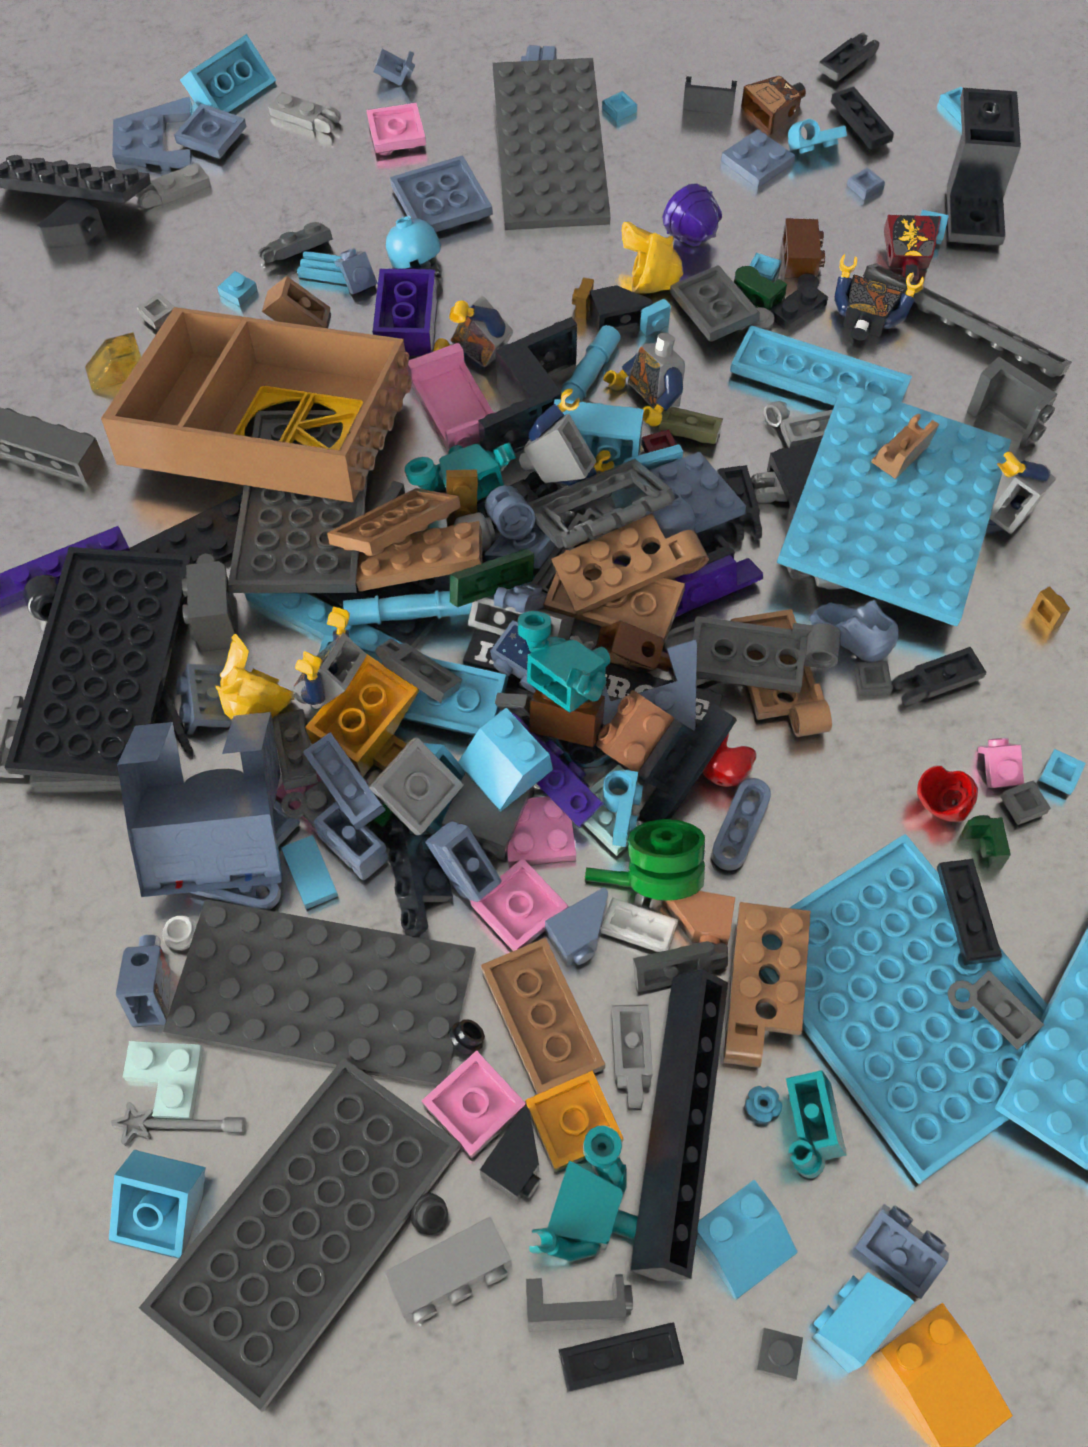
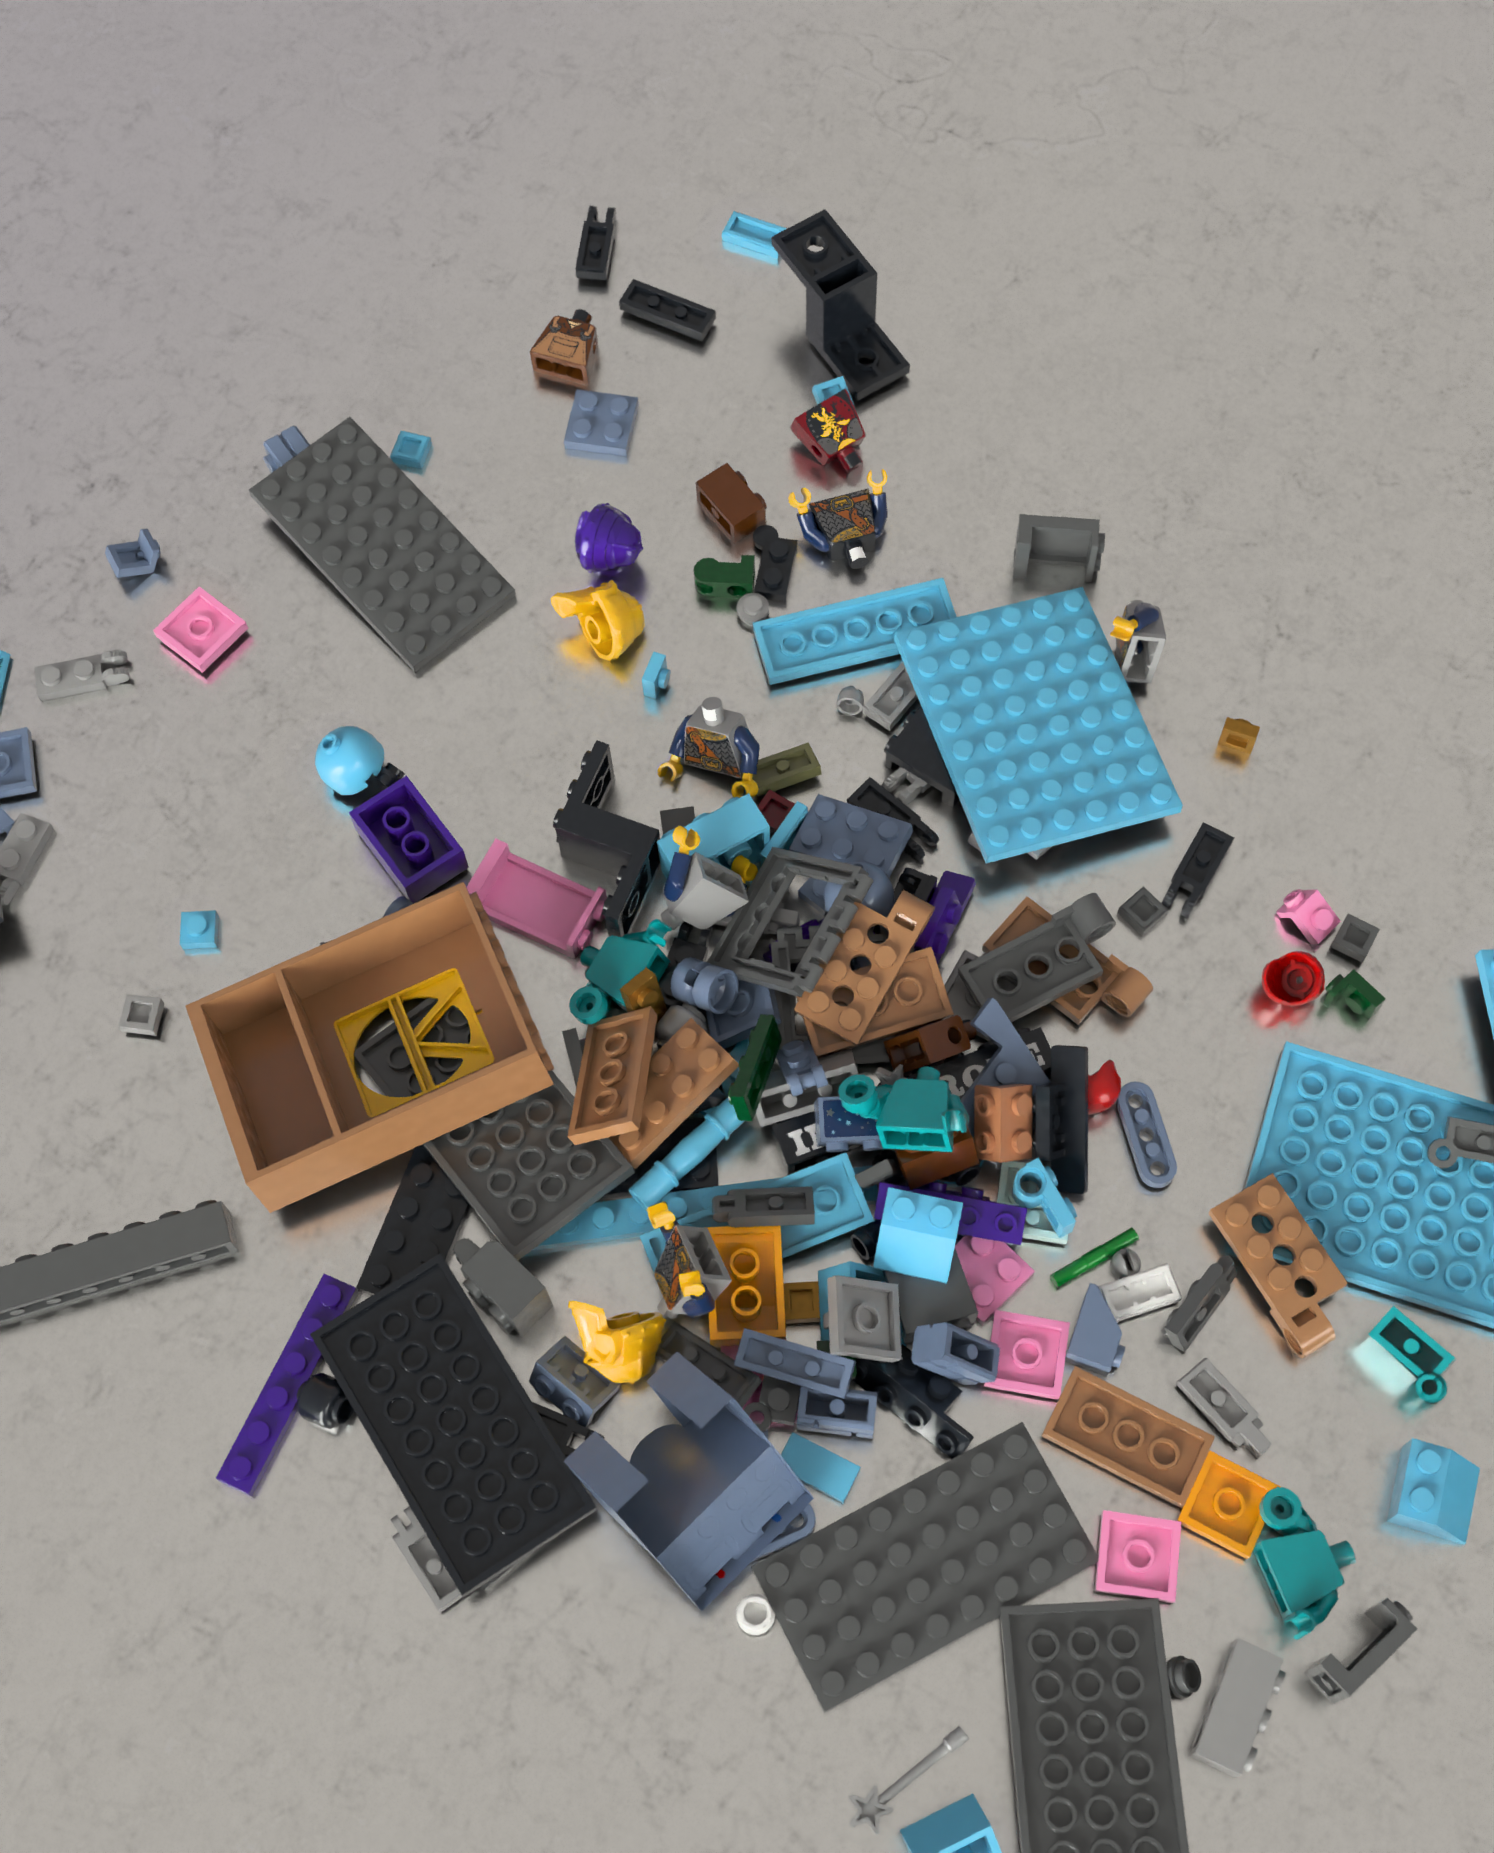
camera: 35 degrees left, 5 degrees up
(113, 361) = (153, 1103): clear yellow slope -> none
(144, 983) = (781, 1689): sand blue torso -> none
(174, 1068) = (861, 1734): light aqua plate -> none
(295, 305) = (285, 910): medium nougat slope -> none
(296, 242) = (216, 836): dark grey hinge -> none
(320, 261) = (271, 836): medium azure tile -> none
(356, 270) = (311, 825): sand blue bracket -> none
(442, 194) = (320, 678): sand blue plate -> none
(467, 1036) = (1083, 1504): black plate -> none
(478, 330) = (510, 815): torso -> none
(514, 1160) = (1211, 1574): black slope -> none
(581, 298) = (566, 701): pearl gold plate -> none
(596, 356) = (636, 772): medium azure piece -> none
(616, 307) = (609, 691): black slope -> none
(620, 1357) = (1419, 1663): black tile -> none
(666, 859) = (1122, 1218): green wheel -> none
(680, 1129) = (1319, 1439): black brick -> none
(704, 916) = (1184, 1244): nougat slope -> none
(709, 98) = (497, 383): black hinge -> none
(714, 303) = (699, 621): dark grey plate -> none
(761, 1113) = (1352, 1374): medium azure plate -> none
(766, 266) = (709, 545): medium azure tile -> none
(814, 136) = (641, 362): medium azure plate -> none
(863, 630) = (1101, 869): sand blue piece -> none
(865, 183) = (729, 384): sand blue tile -> none
(905, 447) = (1008, 666): medium nougat hinge -> none
(969, 912) = (1389, 1074): black tile -> none
(975, 325) = (946, 479): dark grey plate -> none
(1062, 771) = (1362, 886): medium azure plate -> none

